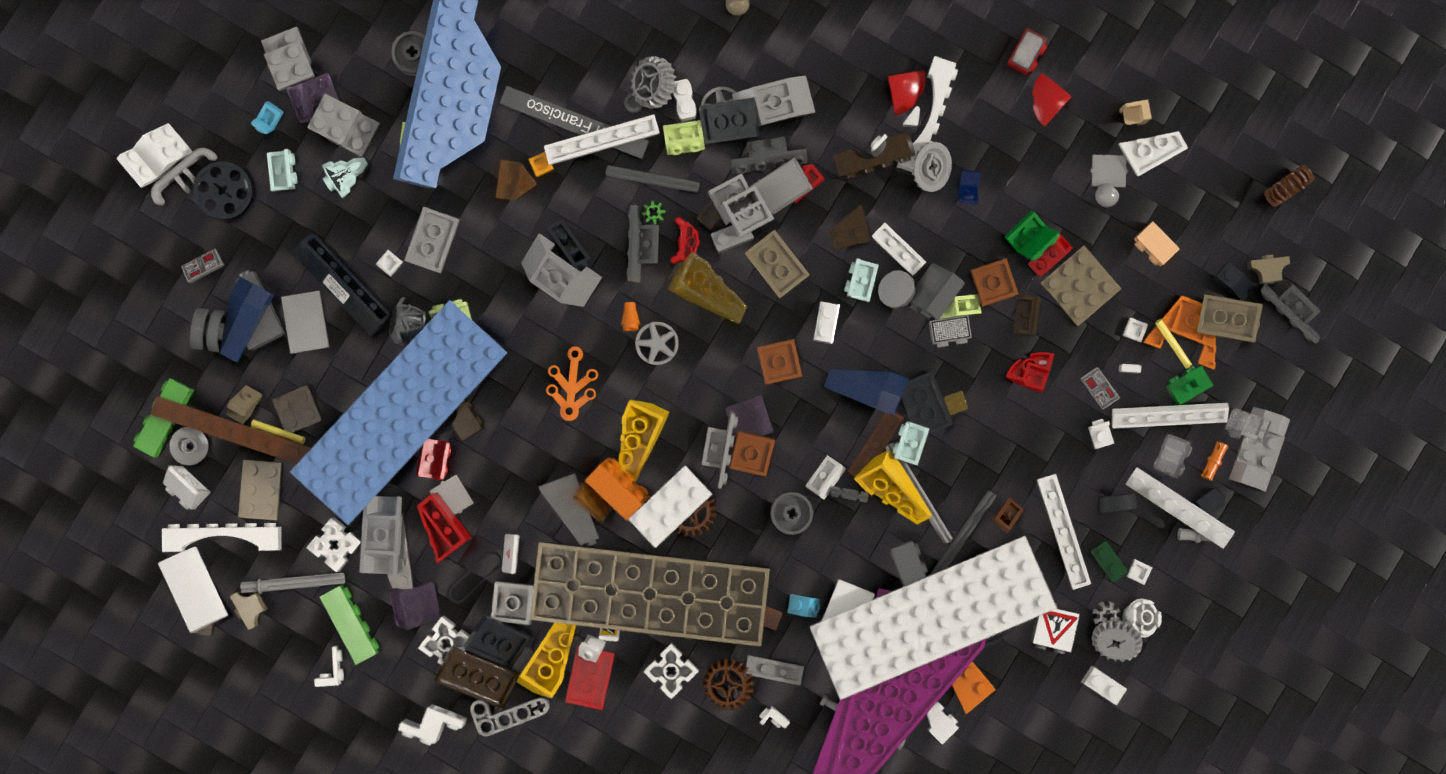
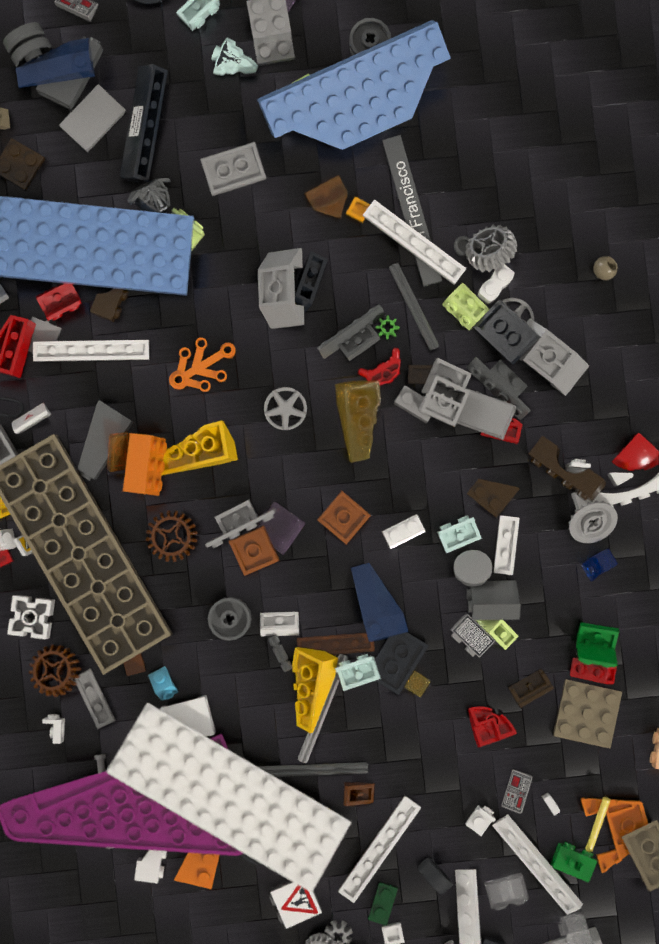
camera: 50 degrees right, 0 degrees up
(389, 263) = (189, 149): white tile -> none
(493, 463) = (91, 350): none -> white plate
(630, 317) = (289, 372): orange cone -> none
(670, 506) = (160, 517): white brick -> none
(777, 264) = (420, 456): dark tan plate -> none
(907, 562) = (259, 741): dark grey brick -> none
(994, 282) = (537, 642): dark orange plate -> none
(1135, 329) = (585, 784): white tile -> none
(1214, 461) = (528, 928): orange pin -> none

